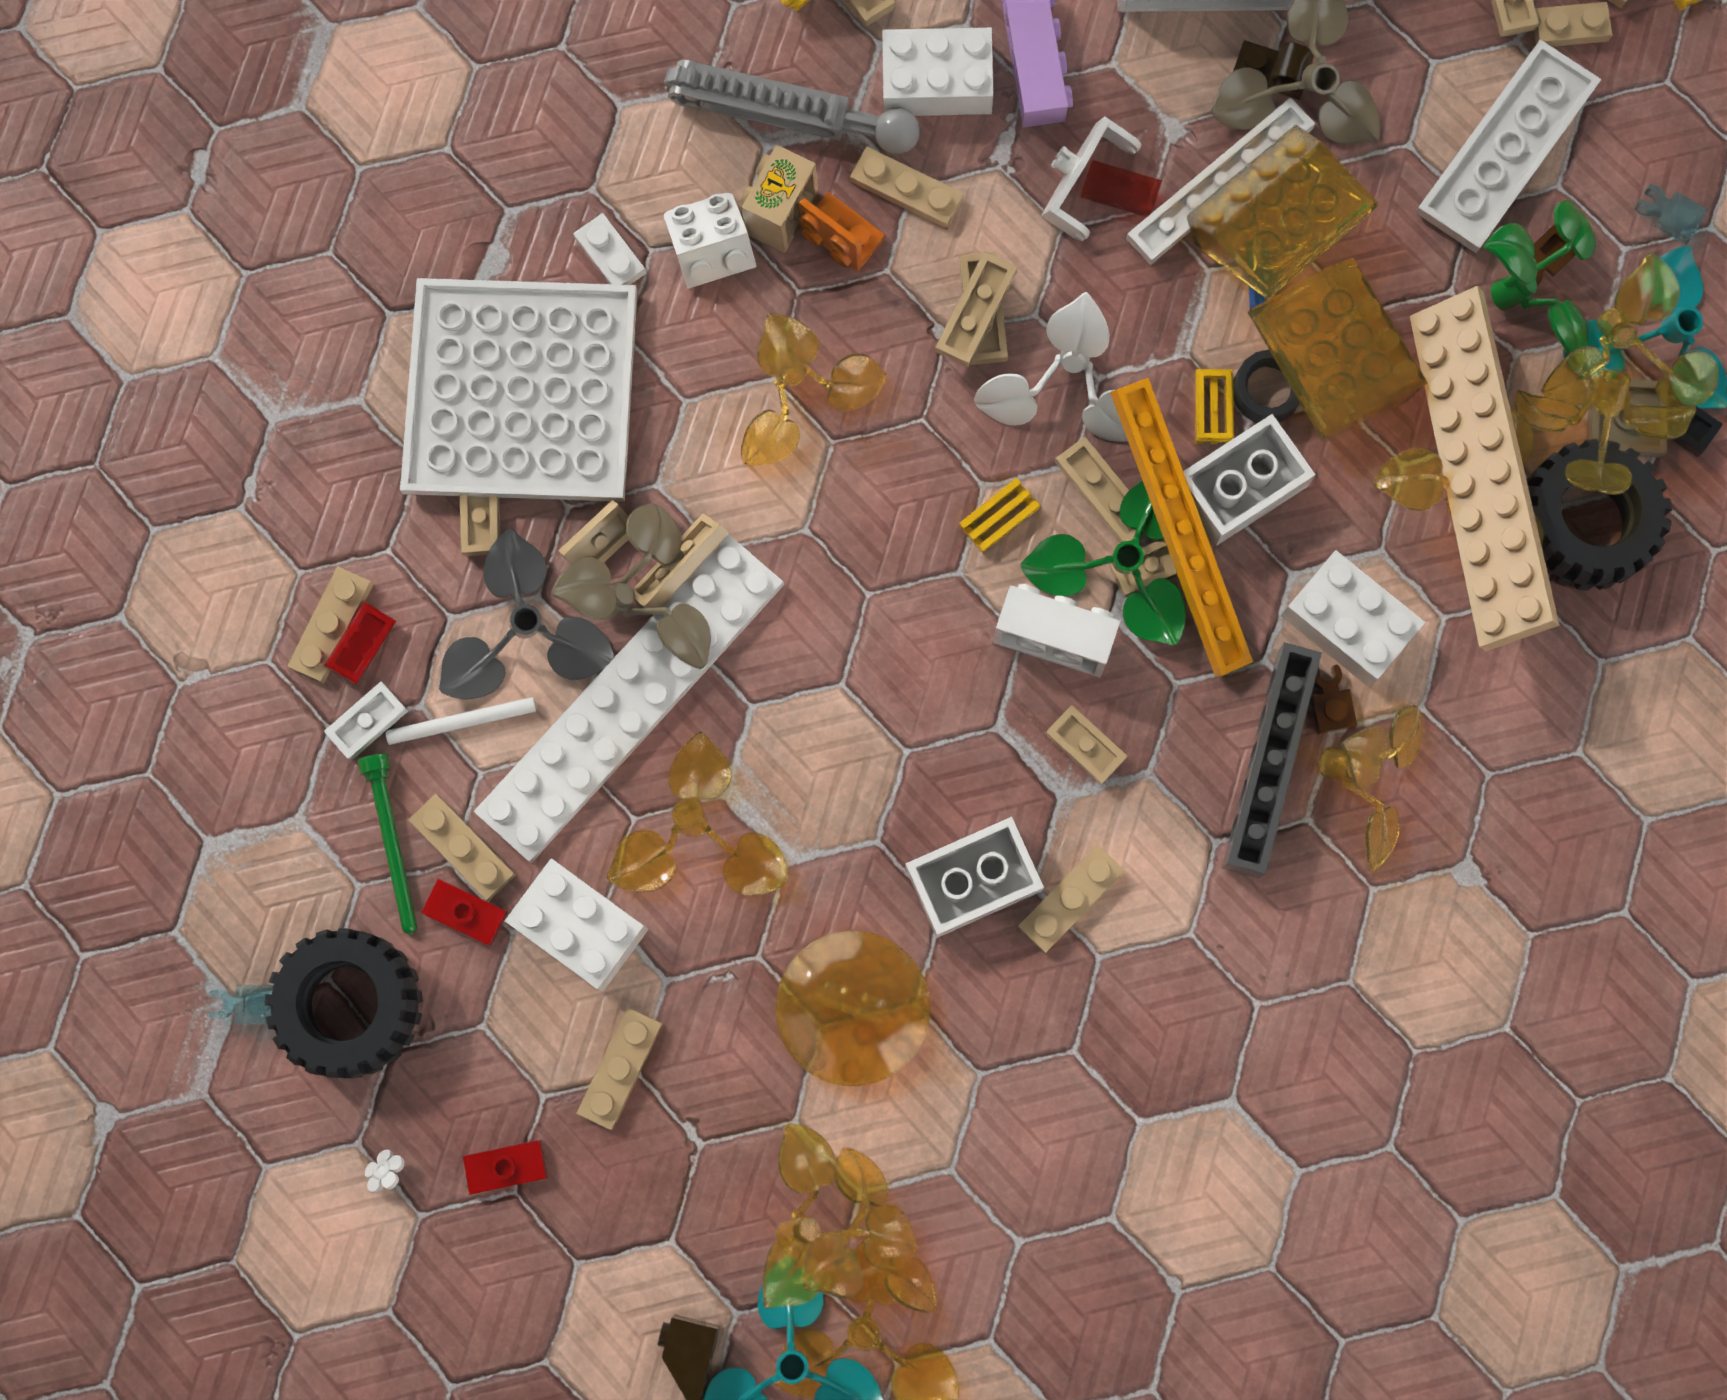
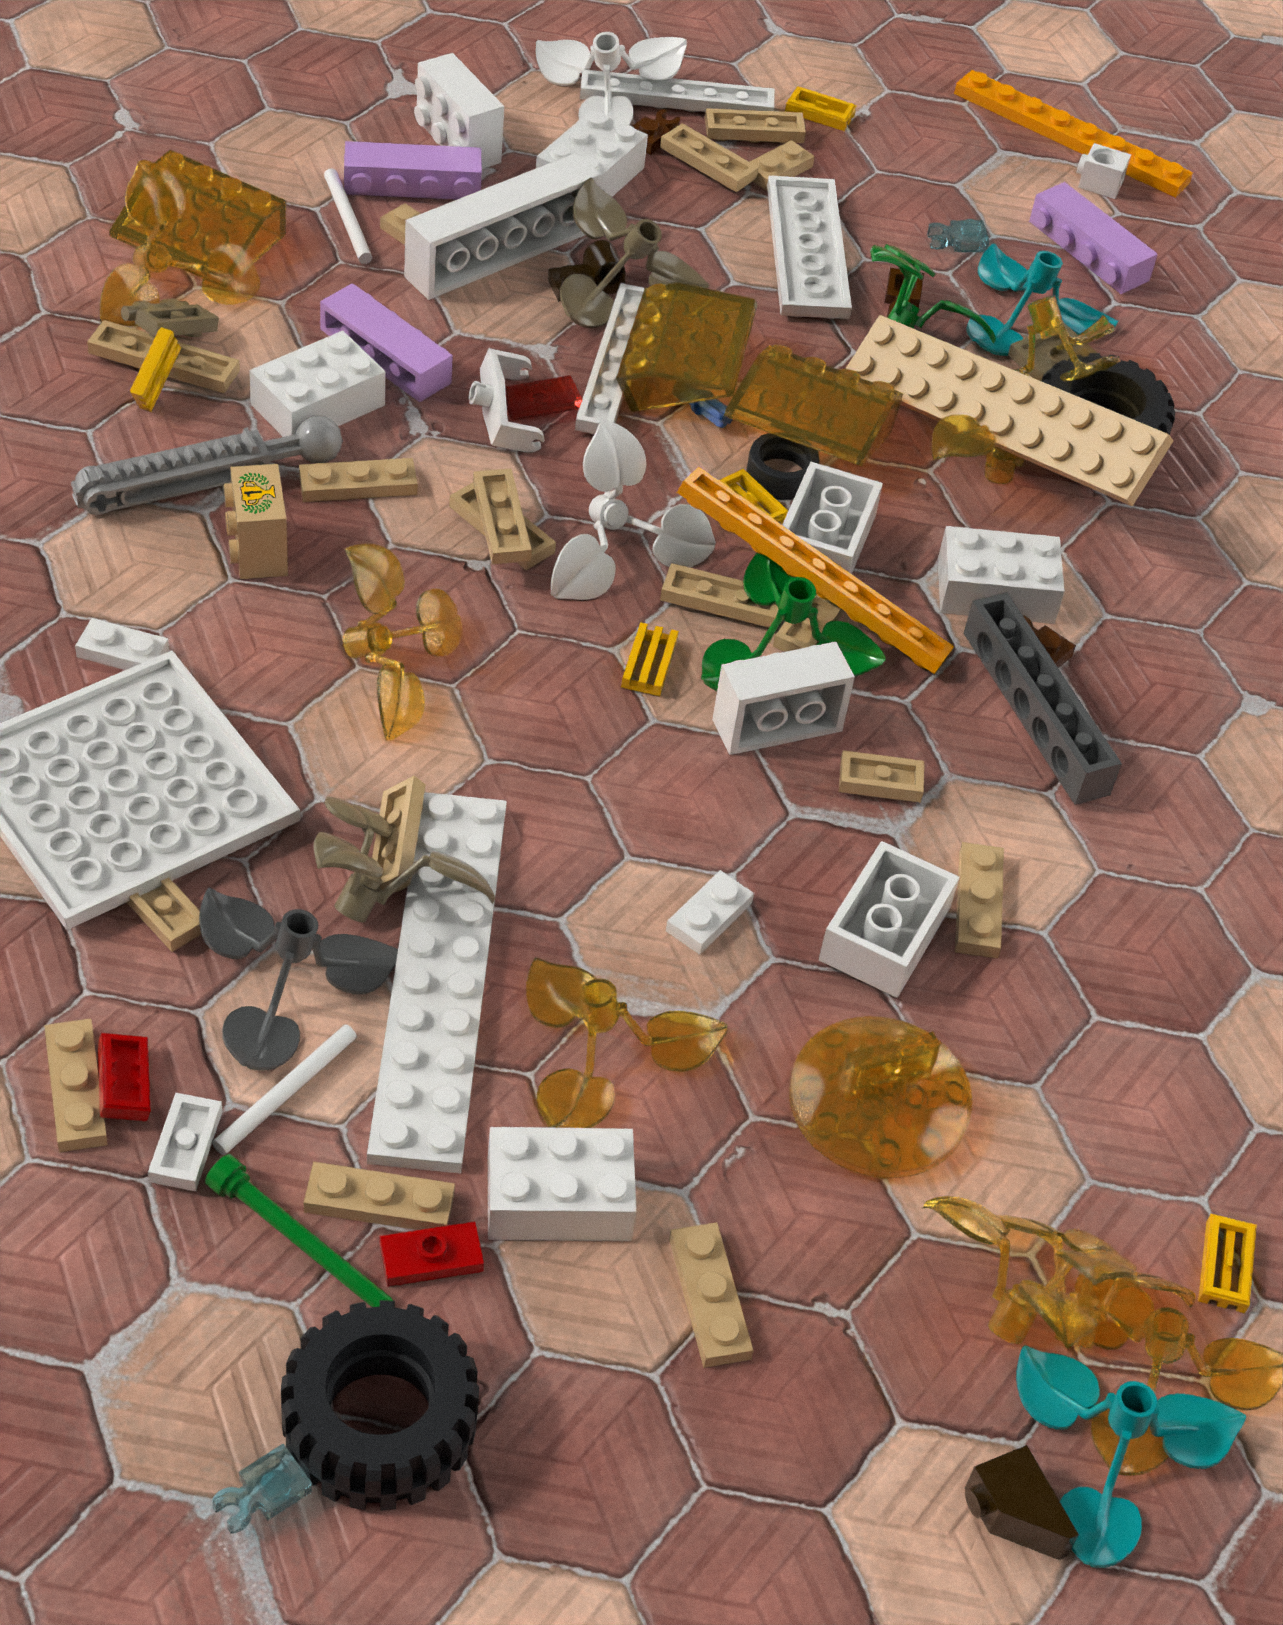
camera: 50 degrees left, 30 degrees down
(383, 1172) = (553, 1554): white plant -> none
(505, 1167) = (675, 1464): red plate -> none
(599, 537) = (297, 868): tan plate -> none
(710, 239) = (219, 587): white bracket -> none
(839, 230) = (325, 523): orange bracket -> none
(860, 774) = (709, 912): none -> white plate
(978, 1287) = (1223, 1295): none -> yellow tile
(1360, 767) = (1100, 669): clear yellow plant -> none
(1650, 294) = (1014, 244): clear yellow plant -> none
(1699, 433) = (1114, 344): black plate -> none

